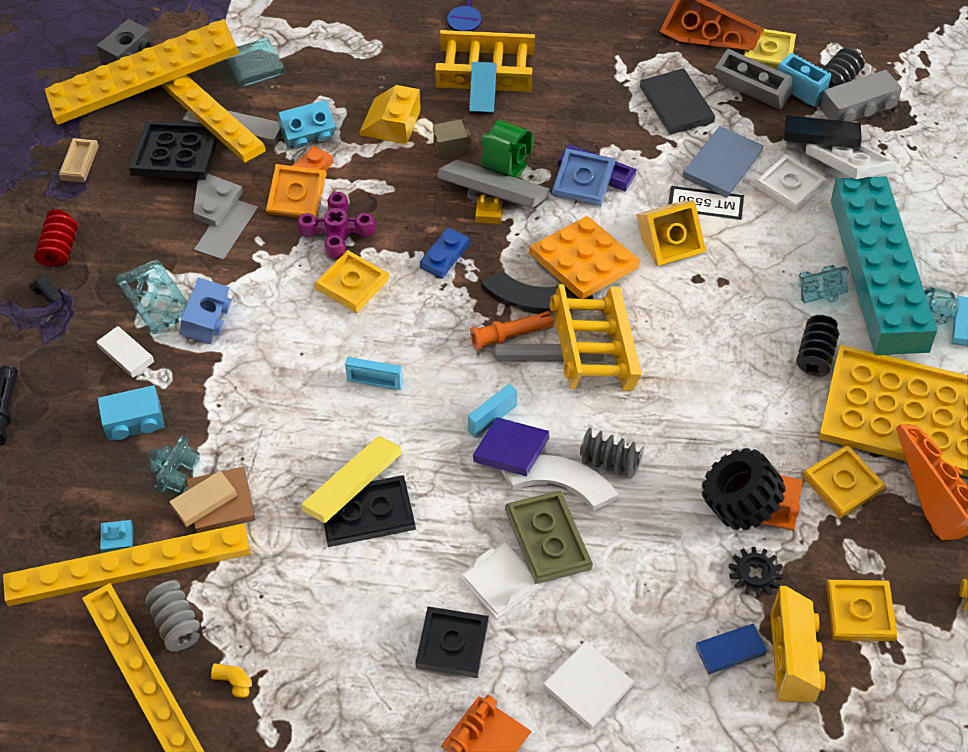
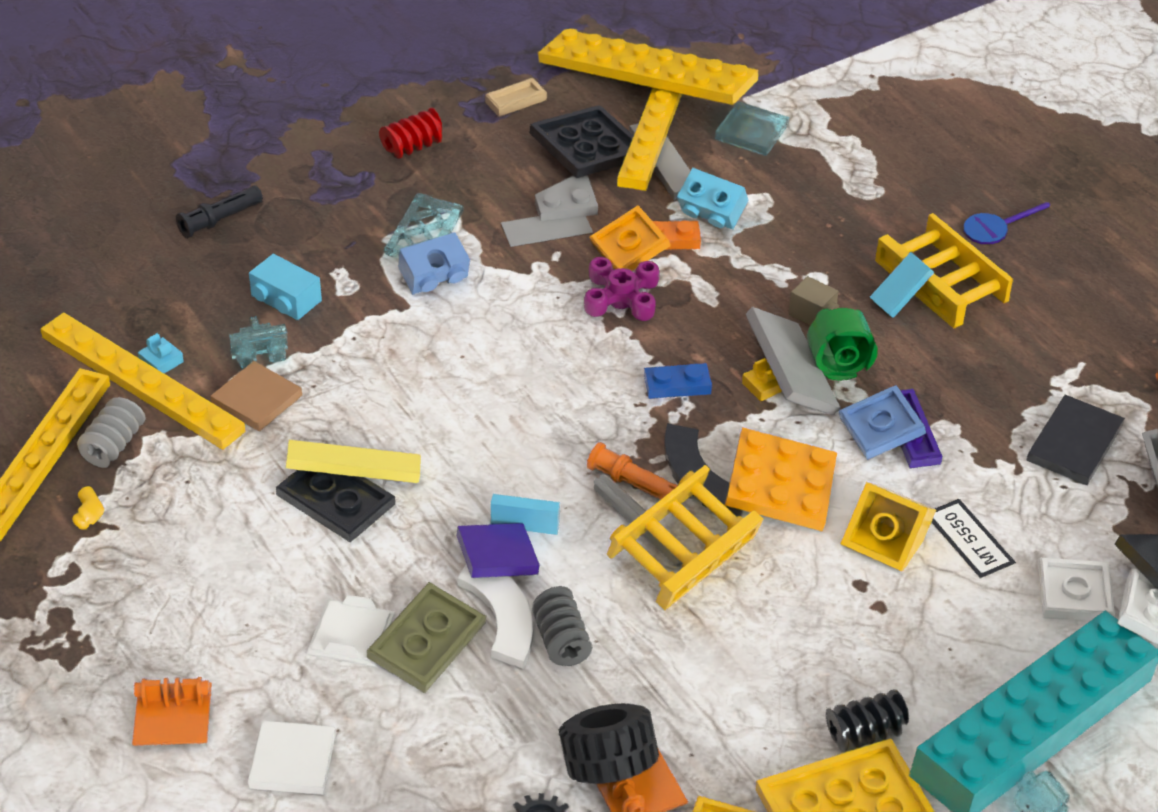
camera: 50 degrees right, 10 degrees down
(43, 285) = (357, 160): black tile -> none
(124, 41) = (675, 35): dark grey brick -> none
(125, 351) = (347, 247): white tile -> none
(203, 498) = (241, 380): tan tile -> none
(352, 281) = (575, 339): yellow tile -> none
(374, 373) = (482, 410): medium azure tile -> none
(393, 115) = (798, 251): yellow slope -> none
(452, 642) = (249, 630): black plate -> none
(723, 161) = (1038, 519): sand blue tile -> none
(825, 284) = (958, 684): clear light blue hips -> none

